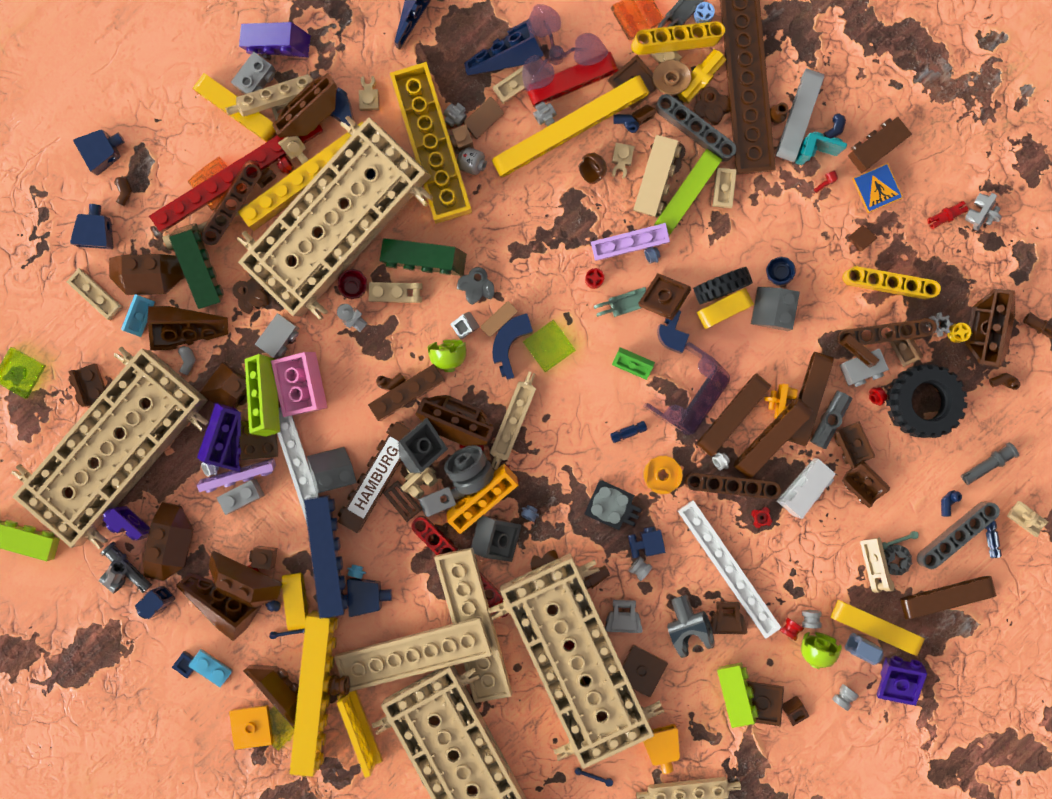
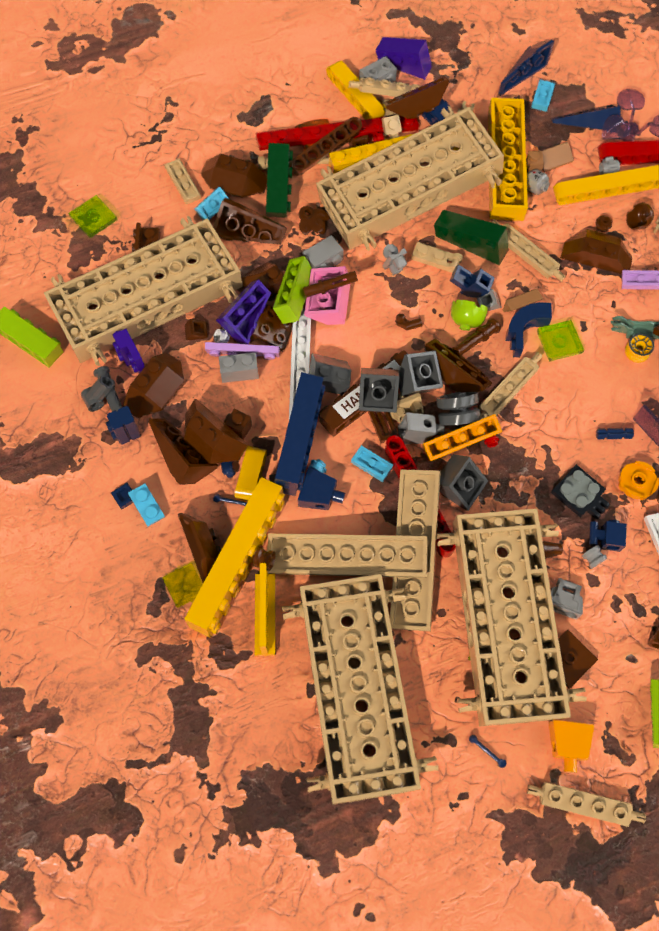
camera: 15 degrees right, 20 degrees down
(92, 230) = (202, 136): dark blue torso -> none
(99, 149) = (234, 85): dark blue torso -> none
(124, 189) = (241, 119): reddish brown arm -> none
(181, 466) = (196, 330): none -> reddish brown slope
(188, 359) = (239, 249): light grey arm -> none
(251, 727) = (160, 574): light orange plate -> none
(290, 385) = (326, 285): none -> reddish brown pin
(352, 284) = (403, 235): dark red hair -> none
(385, 479) = (378, 390): none -> dark grey slope
(406, 392) = (420, 332): reddish brown brick -> none
(406, 549) = (372, 463): none -> medium azure plate
(439, 314) = (472, 284): none -> dark blue brick
(446, 36) = (543, 95): none -> medium azure plate
(455, 114) = (533, 144): light grey gear -> none
(468, 370) = (481, 334): none -> reddish brown pin
(474, 288) = (509, 275): dark grey plate -> none
(486, 251) = (532, 254): none -> tan plate
(510, 86) = (586, 142): tan plate -> none
(529, 513) = (499, 472): sand blue plate -> none
(557, 190) = (604, 223): none -> reddish brown plate
(560, 224) = (598, 251): none -> reddish brown wedge
(592, 276) = (621, 298): red wheel -> none
(633, 363) = (635, 376): bright green plate -> none
(637, 325) = (639, 341): none -> yellow wheel
(688, 625) = (631, 625): dark grey connector -> none

